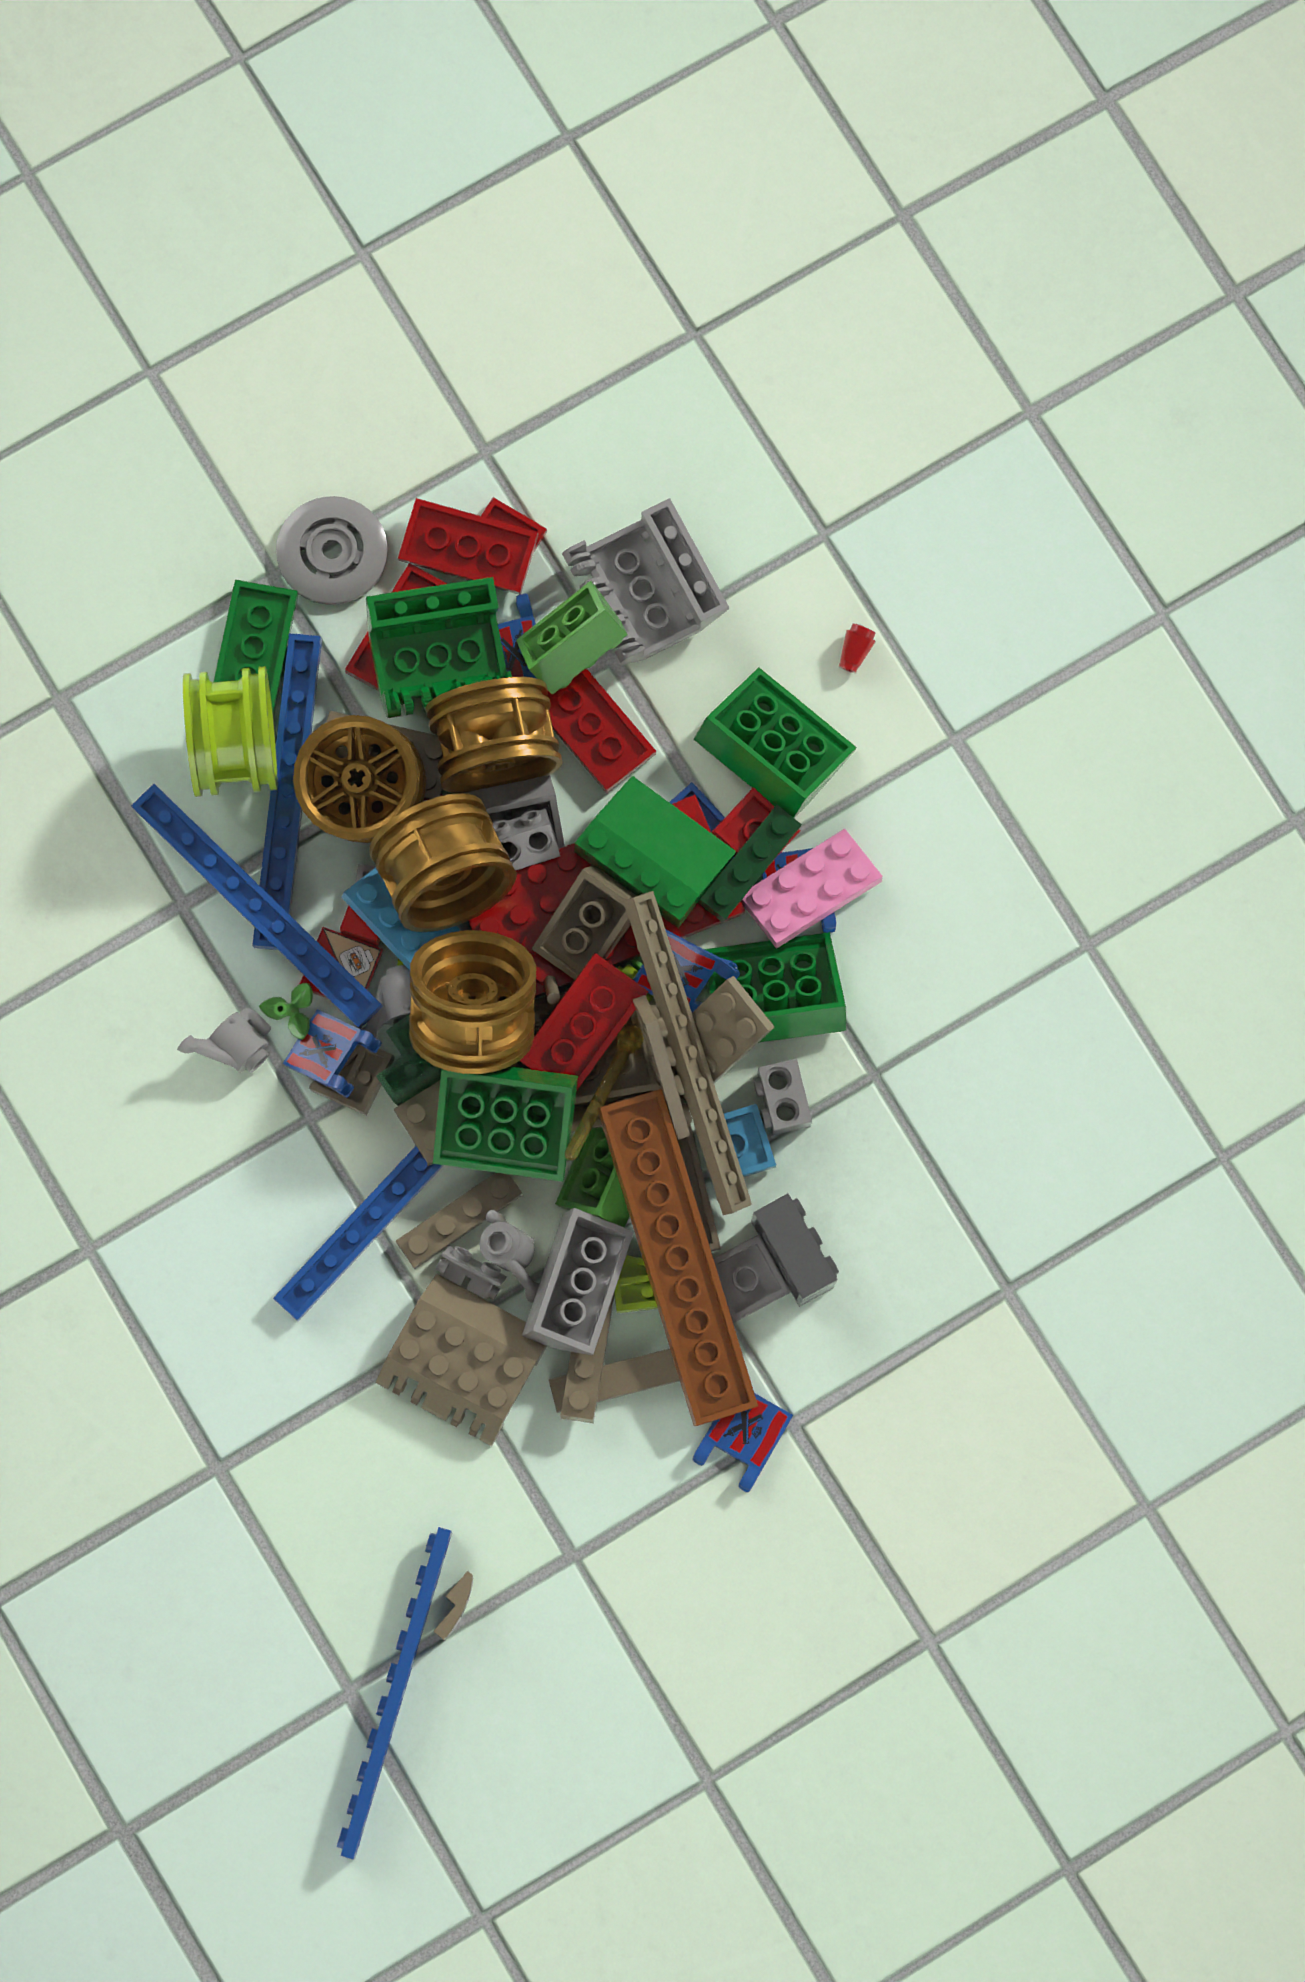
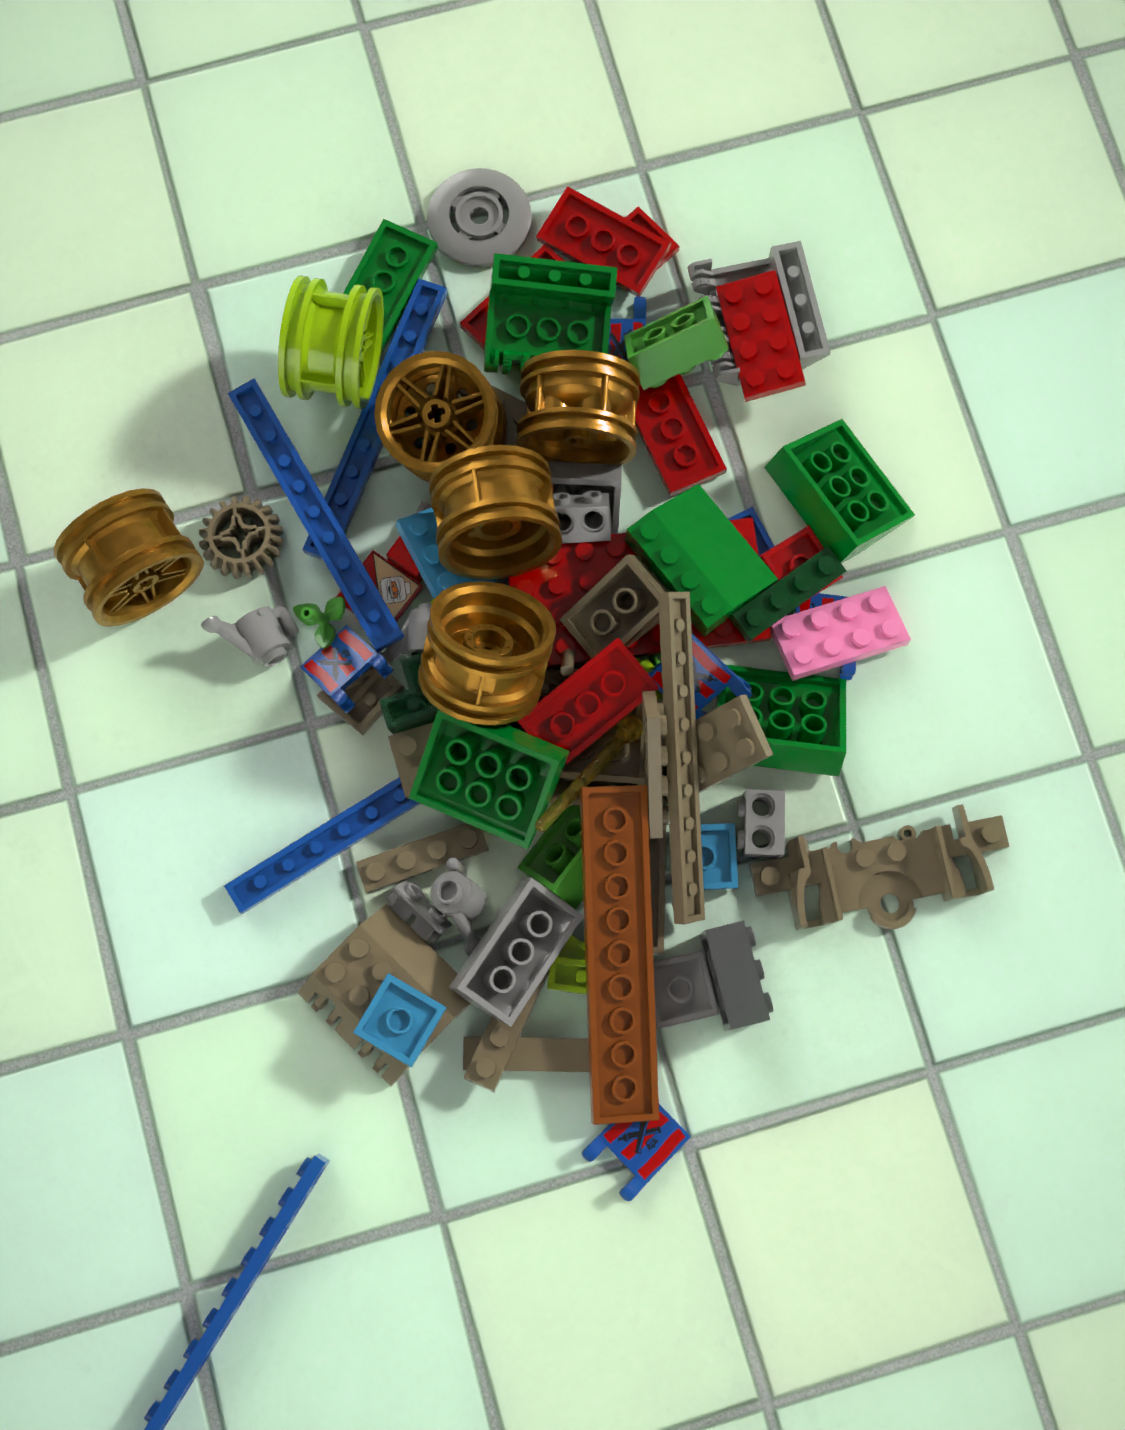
camera: 20 degrees right, 0 degrees up
(88, 1000) = (128, 557): none -> pearl gold wheel
(173, 955) = (215, 539): none -> dark tan gear
(459, 1597) = (315, 1231): dark tan slope -> none
(486, 1375) = (400, 1020): none -> dark azure plate
(654, 606) = (760, 336): none -> red plate
(856, 647) = (938, 422): red cone -> none
(910, 1108) = (882, 867): none -> dark tan piece

